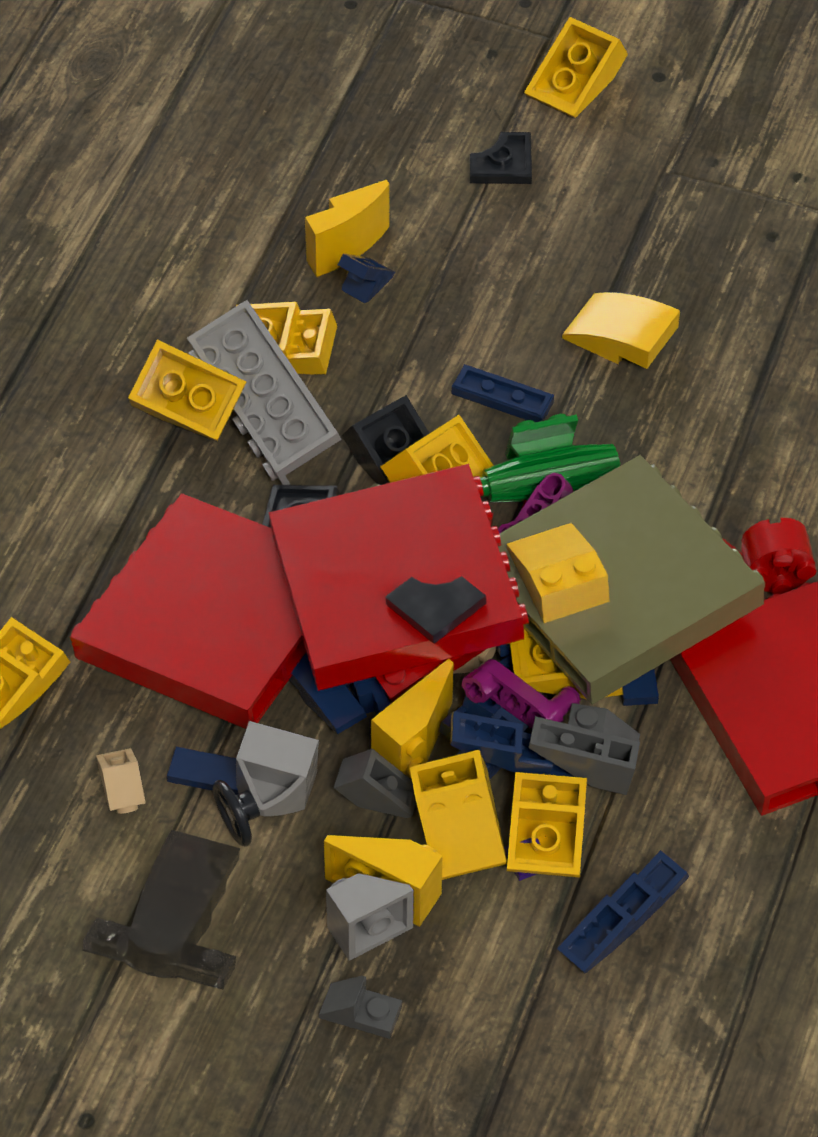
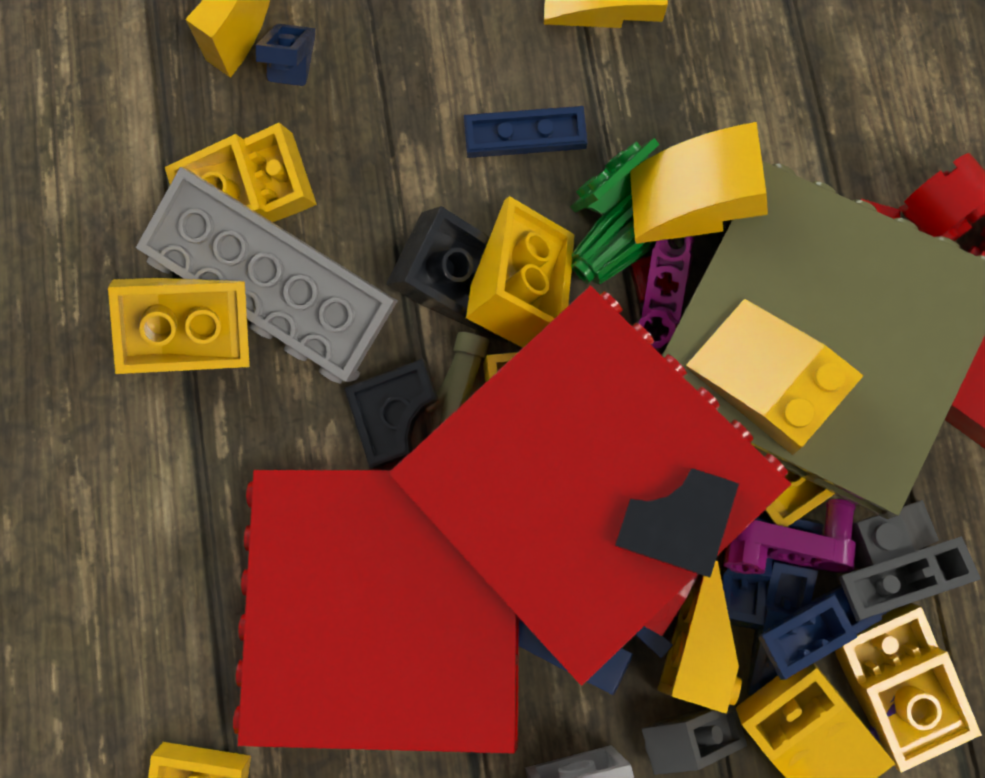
camera: 30 degrees left, 25 degrees up
(589, 450) = (699, 185): none -> yellow slope

